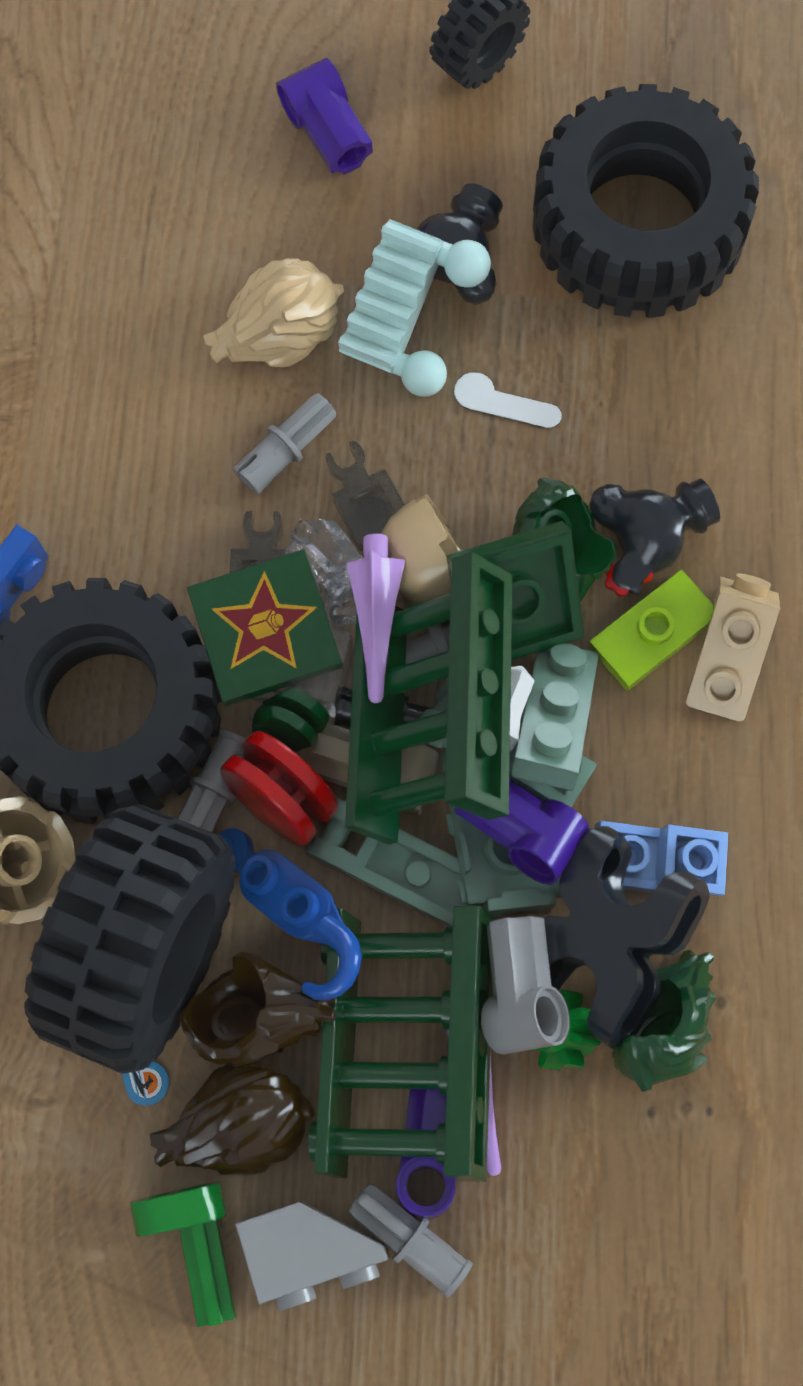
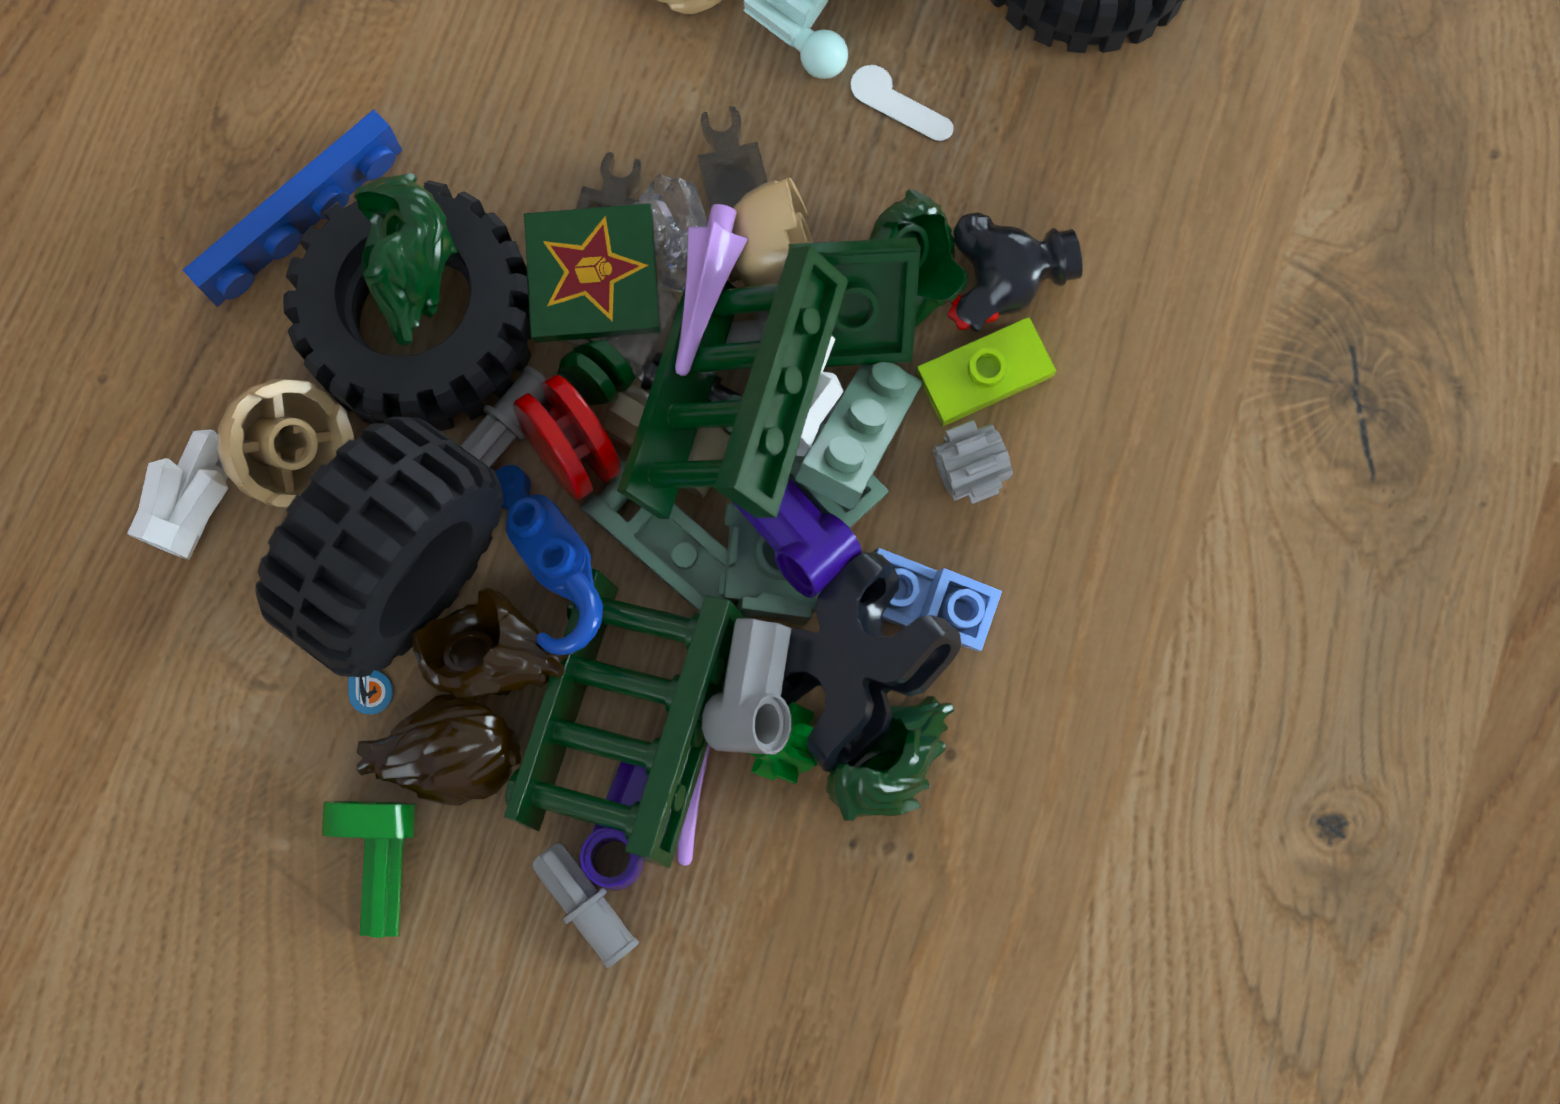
camera: 10 degrees right, 5 degrees up
(85, 649) = (403, 250): none -> dark green hair
(284, 444) = (664, 92): light grey axle -> none
(302, 1248) = (478, 886): light grey slope -> none
(667, 717) = (972, 462): none -> light grey gear
(734, 646) = (1060, 406): tan bracket -> none

